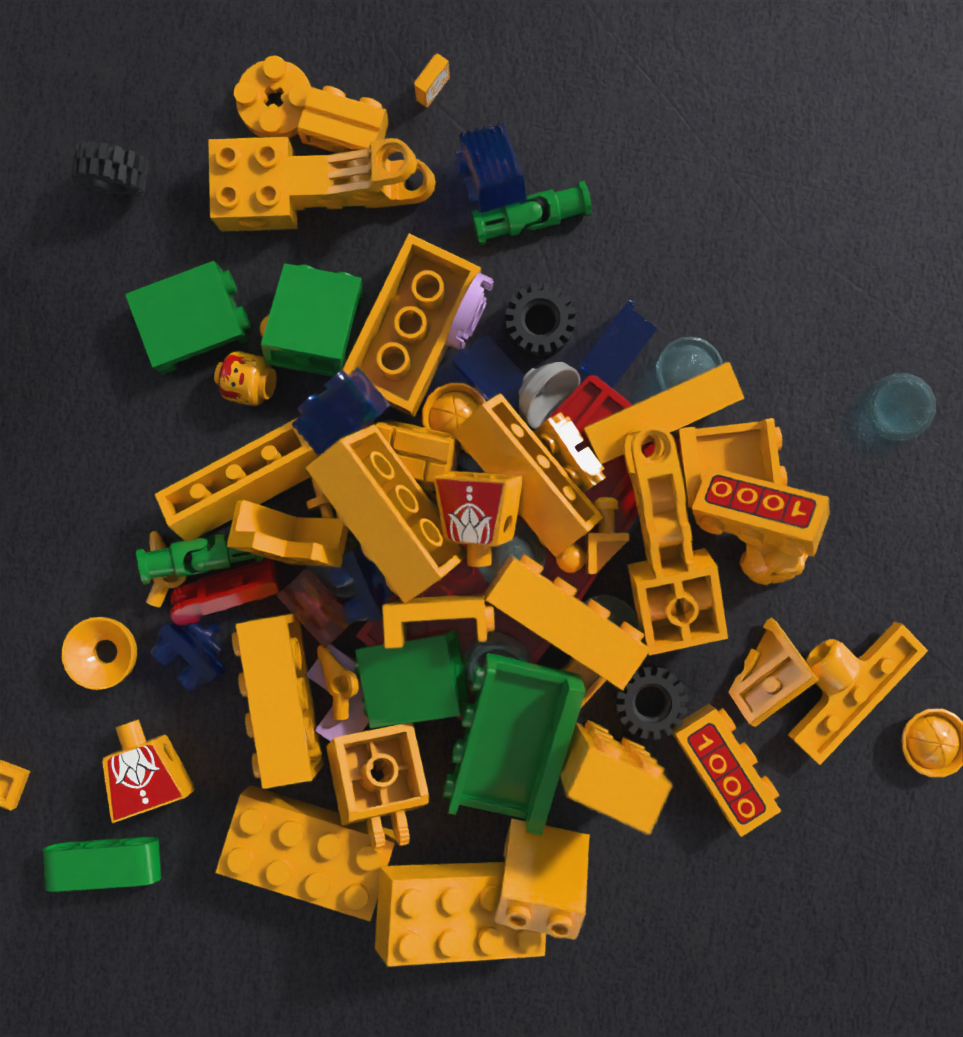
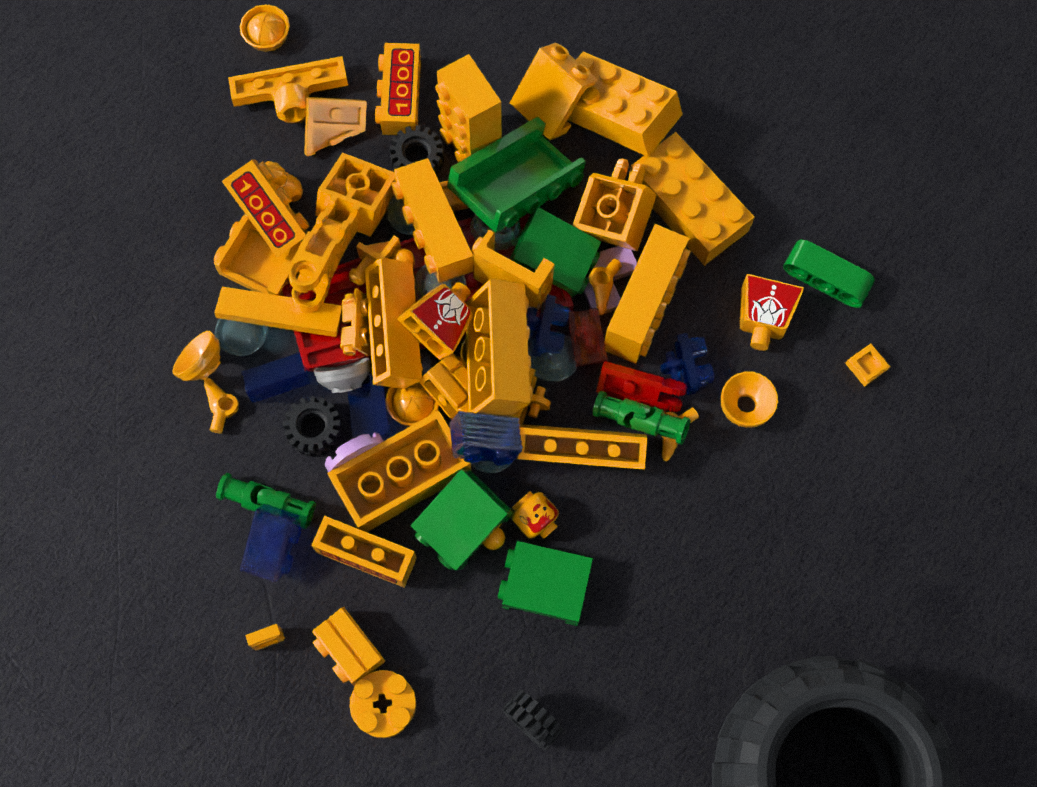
camera: 150 degrees left, 15 degrees down
(265, 183) = (430, 639): light orange brick -> none
(287, 537) = (571, 385): light orange panel -> none
(387, 221) = (364, 551): none -> light orange brick
(653, 282) = (220, 404): none -> light orange animal
(711, 307) = (198, 358): none -> light orange piece
(910, 399) = (128, 226): clear light blue hat -> none

